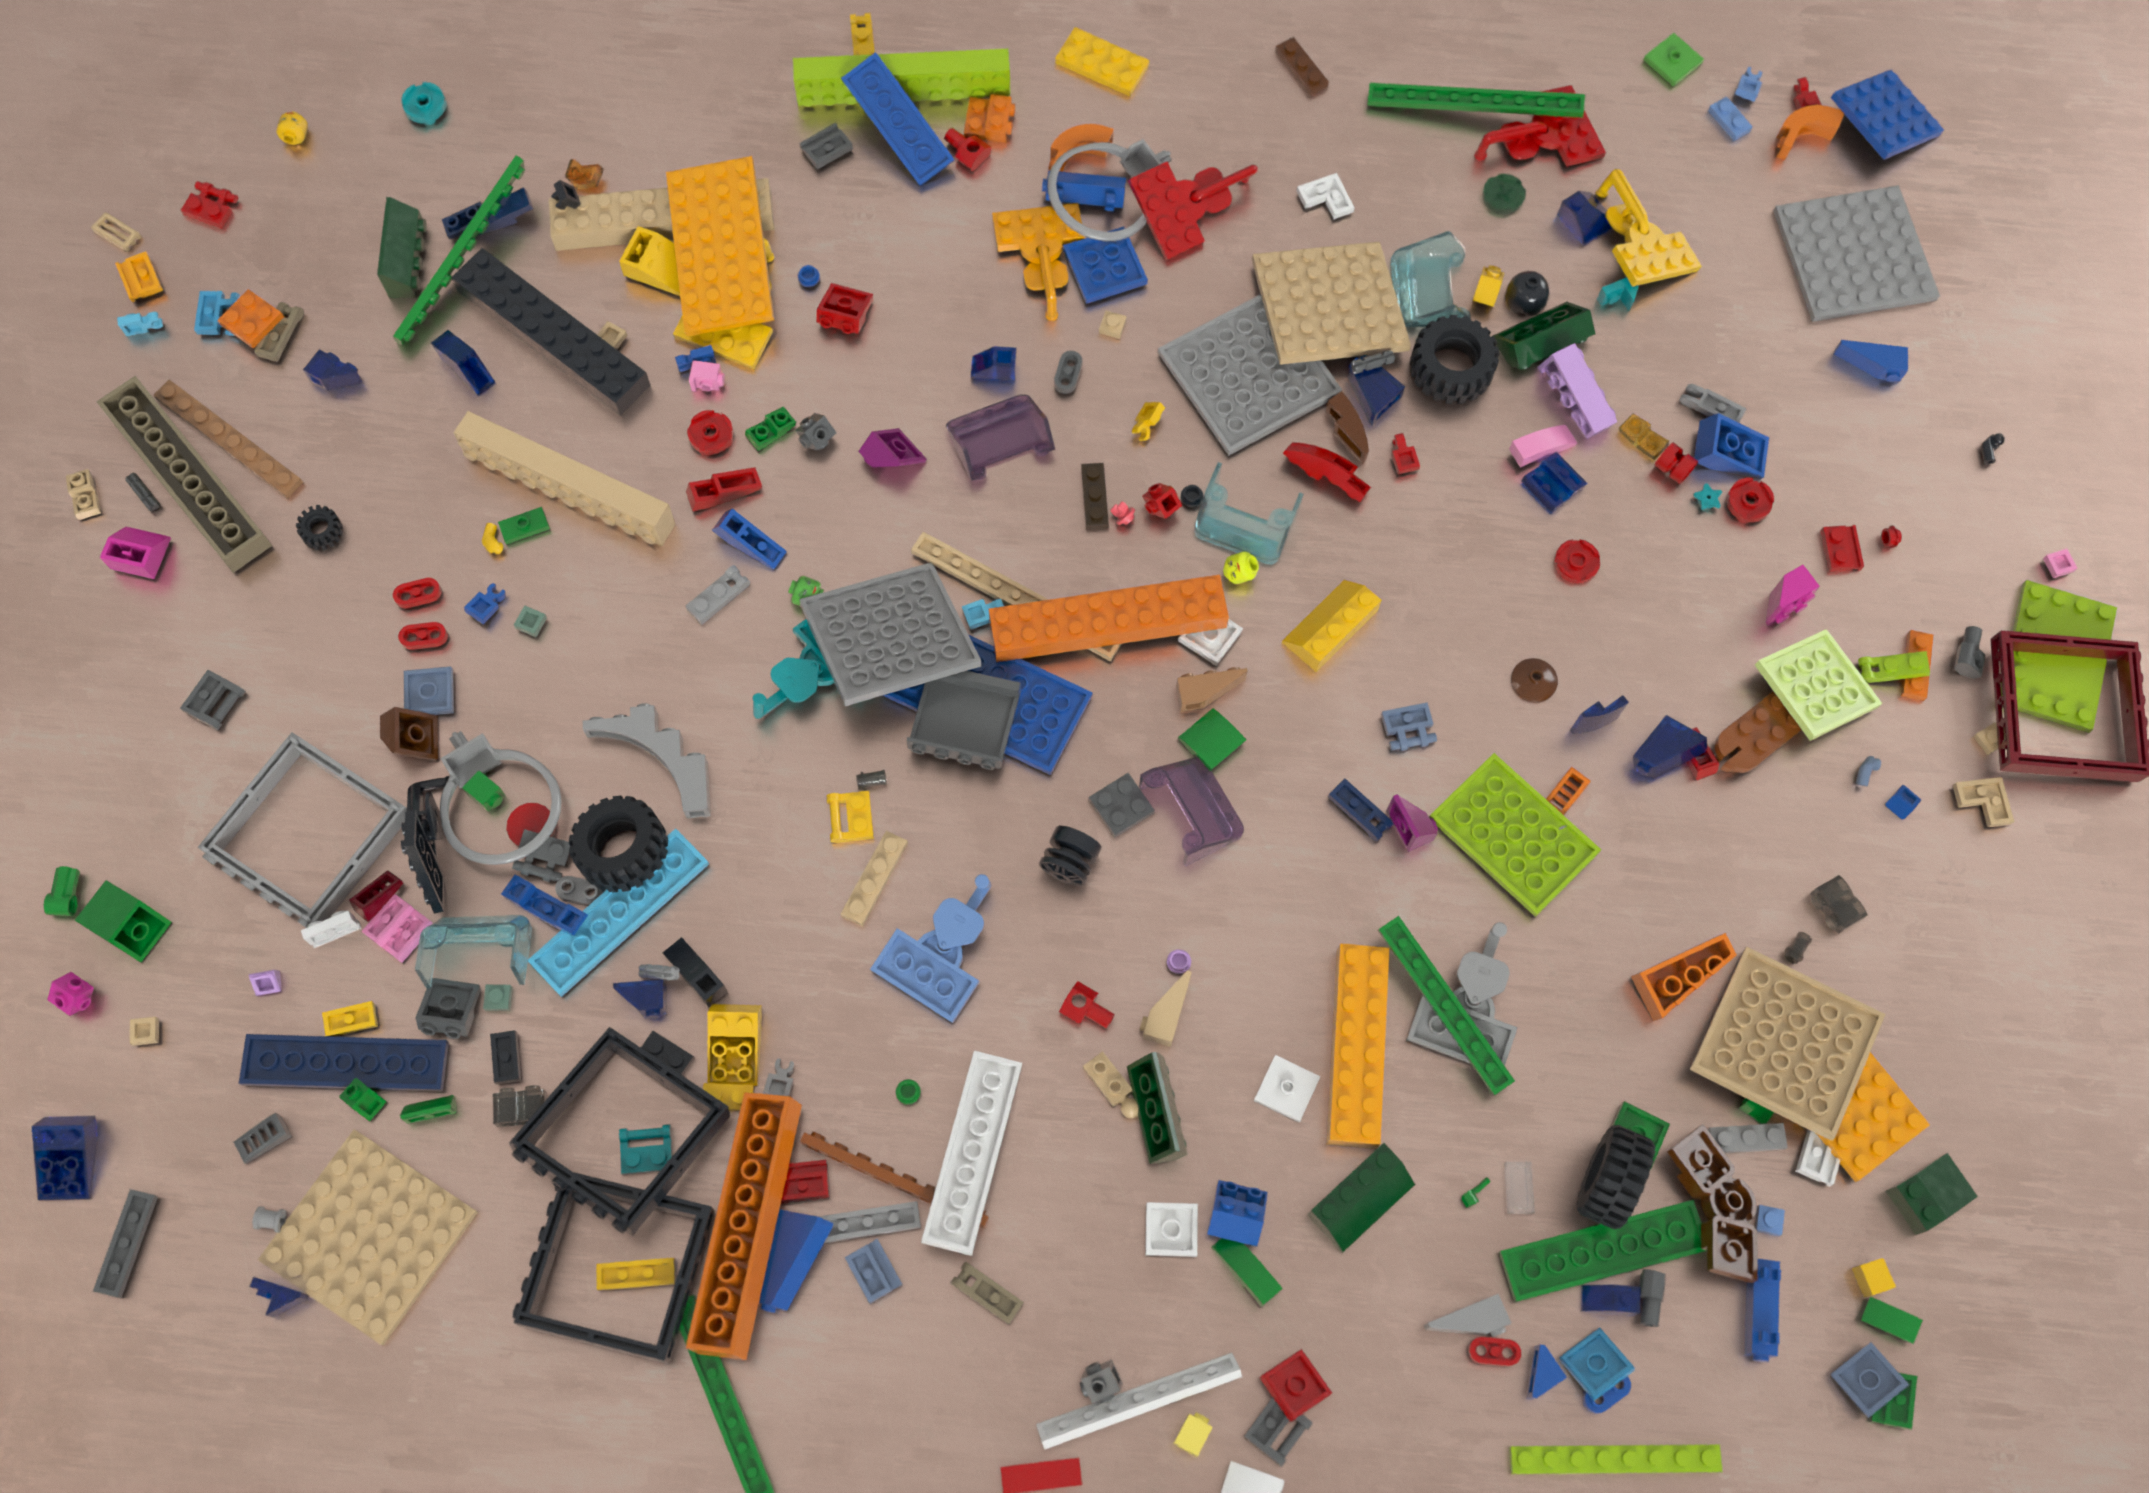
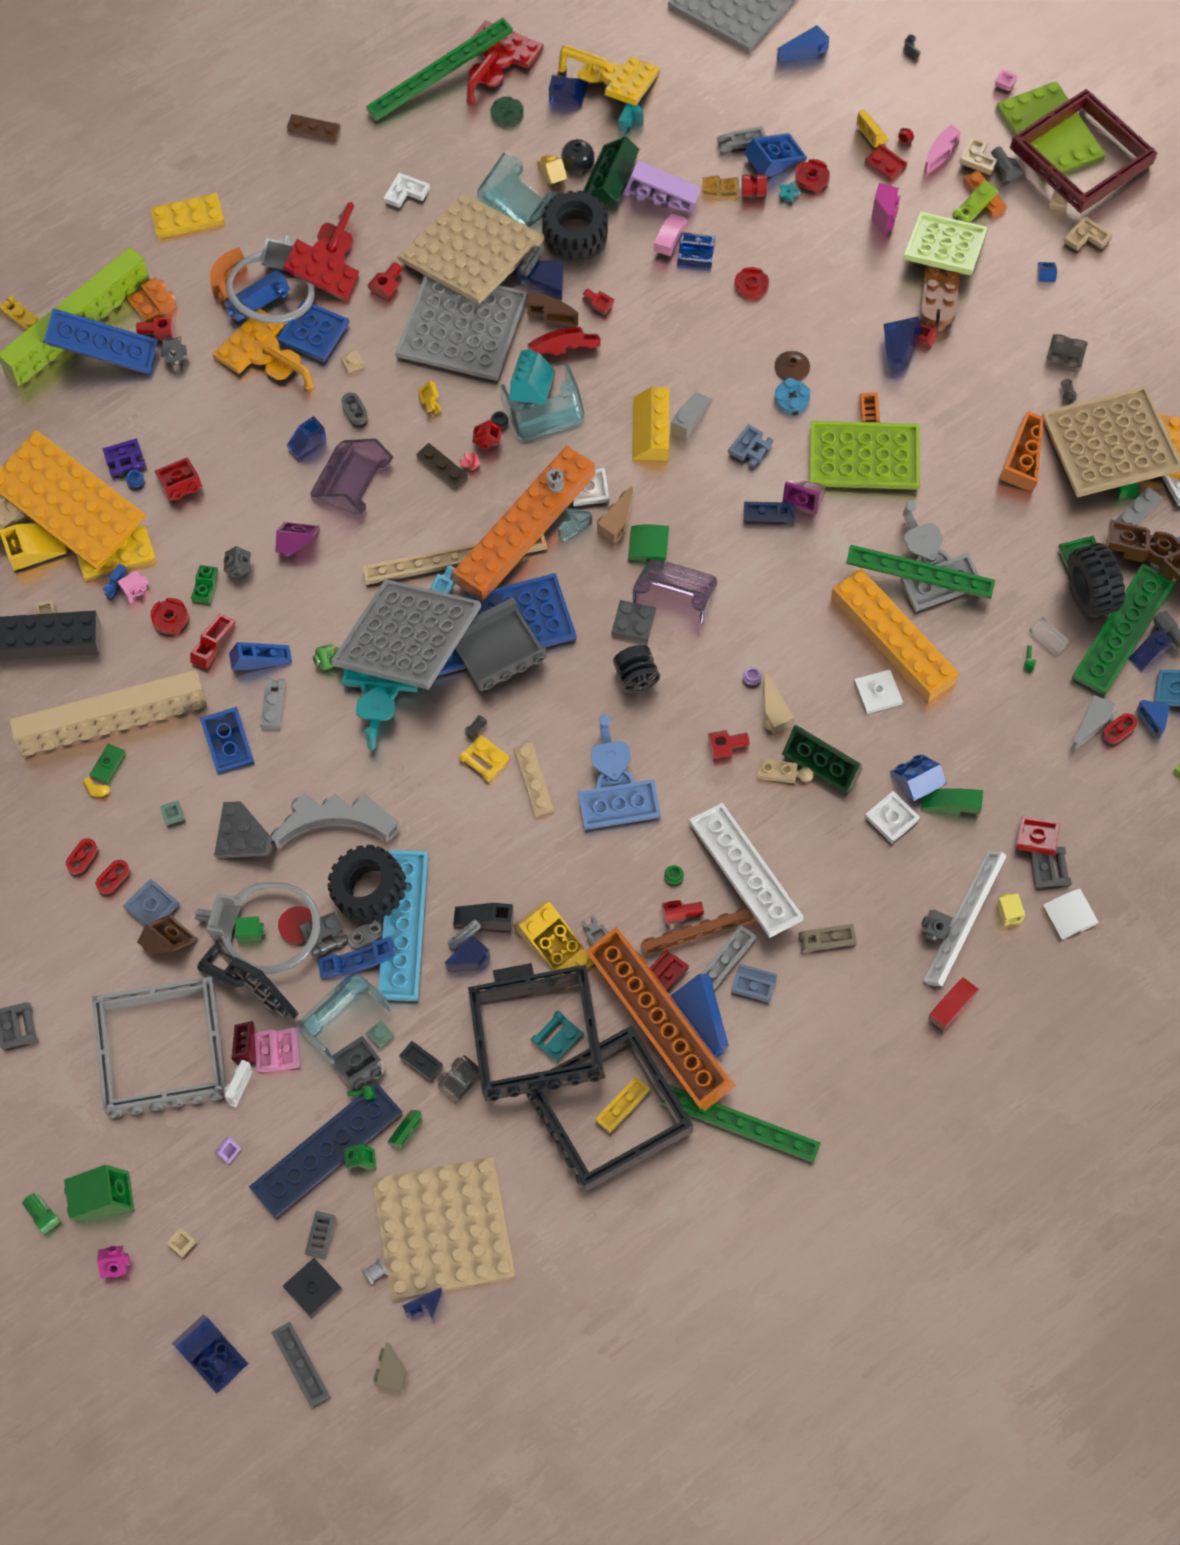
camera: 40 degrees left, 5 degrees down
(191, 1328) = (392, 1371): none -> dark tan slope
(207, 1180) = (312, 1287): none -> black plate
(350, 1019) = (303, 1123): yellow plate -> none
(426, 1044) = (367, 1091): none -> green hand
(484, 606) = (132, 827): blue plate -> none
(566, 693) = (240, 833): none -> dark grey plate
(643, 592) = (227, 739): none -> blue slope
(821, 242) = (121, 453): none -> dark purple plate
(826, 146) = (65, 394): dark grey plate -> none
(871, 1131) = (676, 912): none -> red piece
(959, 180) = (176, 344): none -> dark grey brick
(1165, 660) = (576, 522): none -> clear light blue slope
(1166, 607) = (553, 479): none -> light grey bush
(1222, 270) = (384, 283): none -> red piece
(1240, 567) = (570, 435): neon yellow head -> none
(1254, 479) = (531, 378): none -> teal slope
(1362, 1197) = (974, 711): dark green slope -> none
(1379, 644) = (689, 415): none -> light grey slope
(1496, 721) = (795, 387): none -> dark azure plate
(1598, 716) = (848, 354): clear blue slope -> none
(1859, 501) = (870, 129): none -> yellow bracket
(1865, 770) = (1012, 269): sand blue arm -> none
(1916, 580) = (942, 147): none -> bright pink slope
(1942, 618) = (974, 157): none -> tan plate

